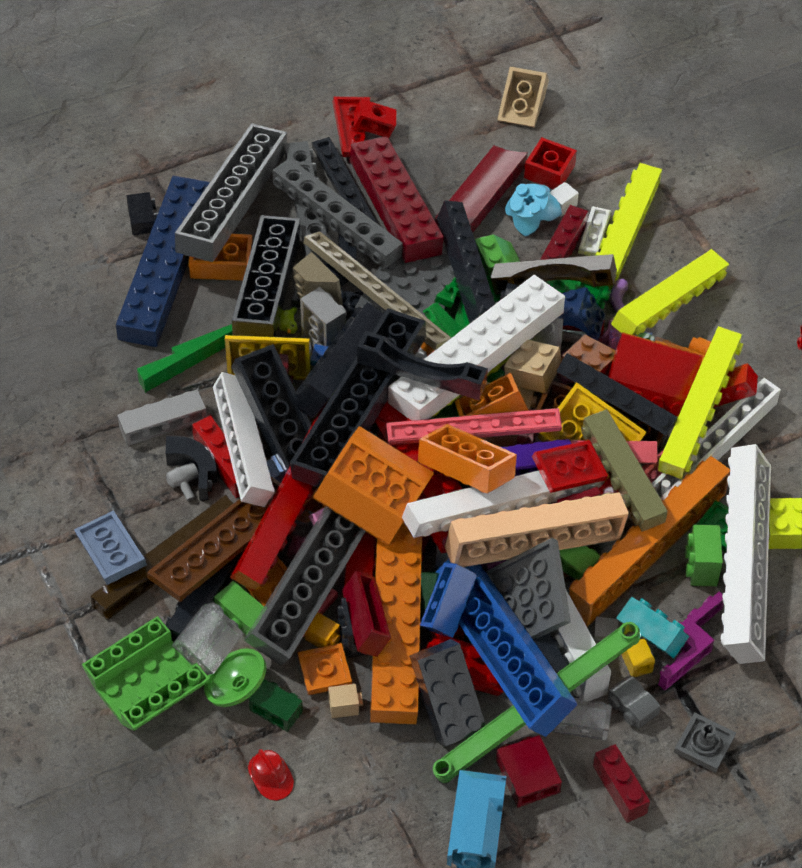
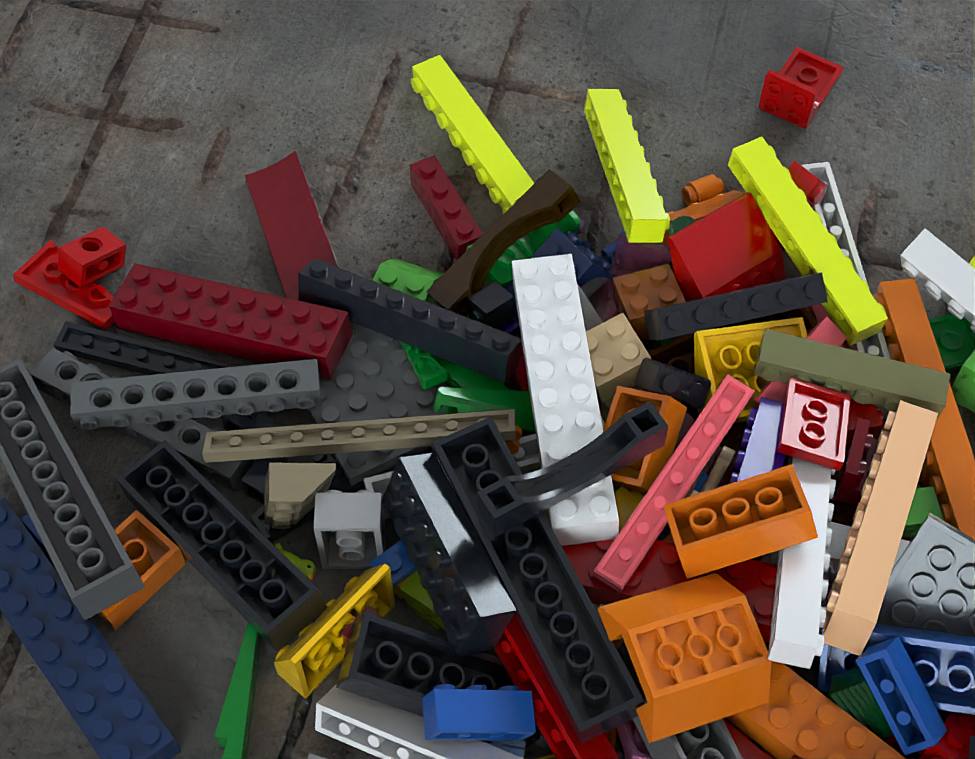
camera: 50 degrees left, 5 degrees up
(269, 429) = (478, 713): none -> blue brick
(523, 97) = (210, 102): tan slope -> none
(530, 206) = (384, 216): medium azure brick -> none
(536, 393) = (673, 382): none -> black brick
(550, 163) = (330, 143): red brick -> none
(566, 196) = (385, 168): white brick -> none
(594, 231) = (462, 179): white tile -> none

